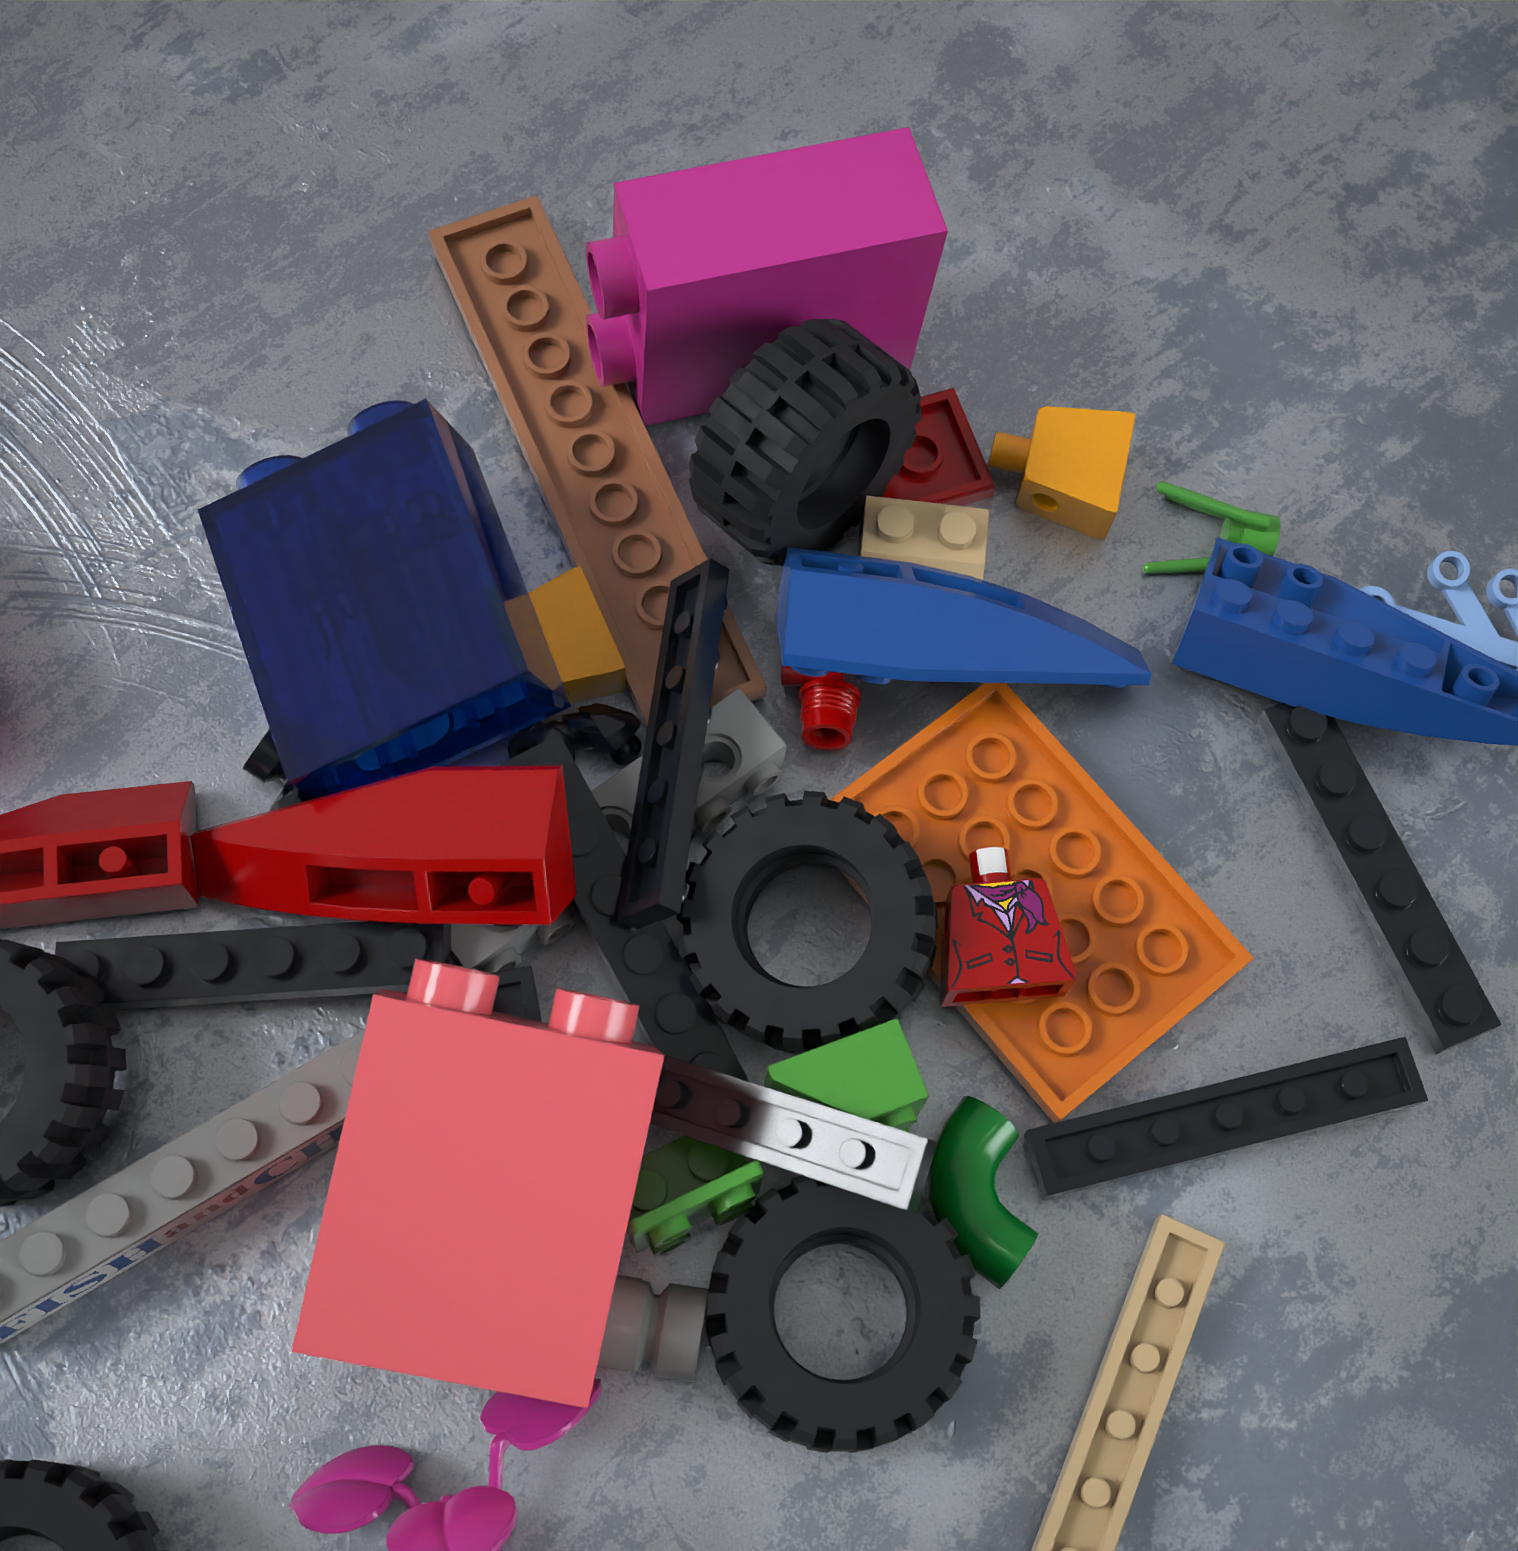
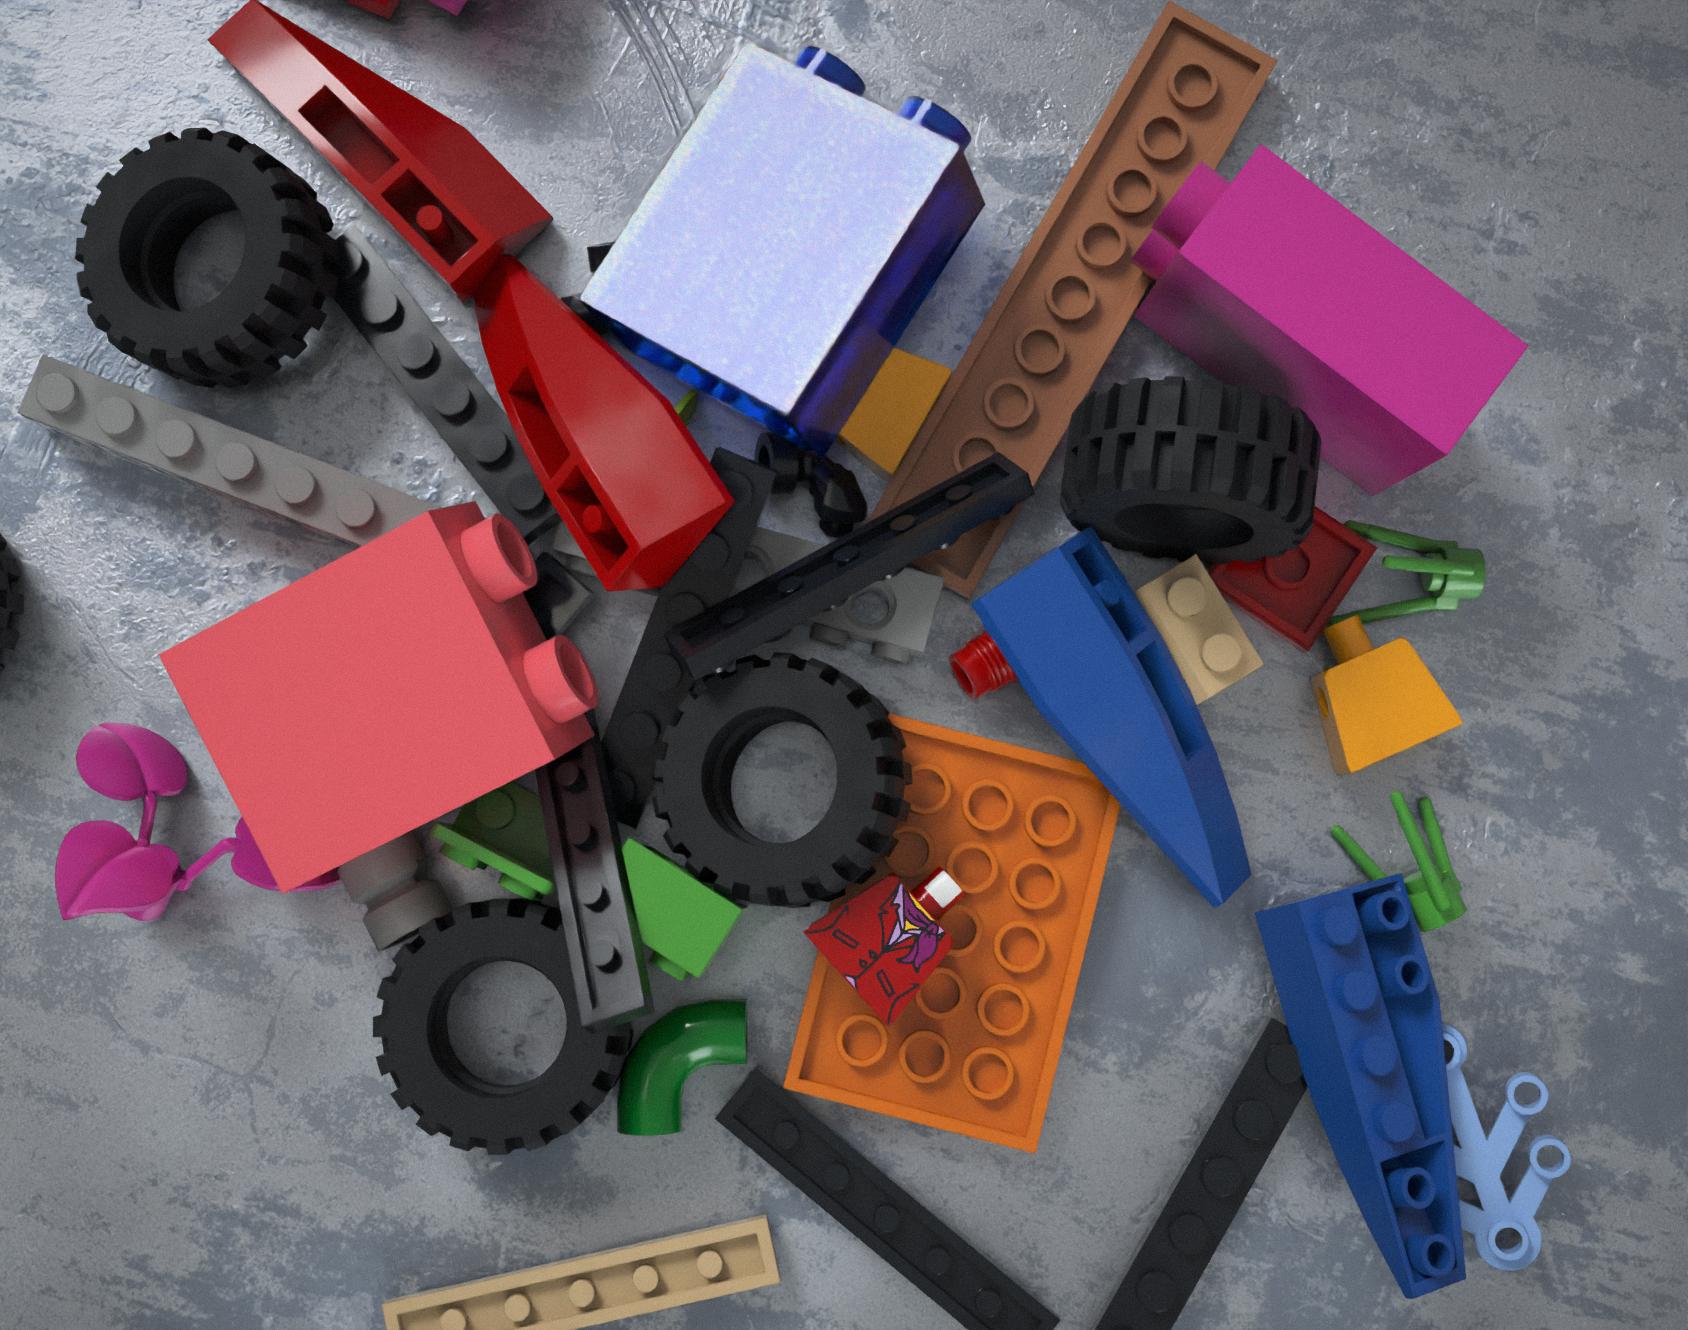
camera: 60 degrees right, 15 degrees up
(1005, 357) = (1445, 570): none -> bright green plant

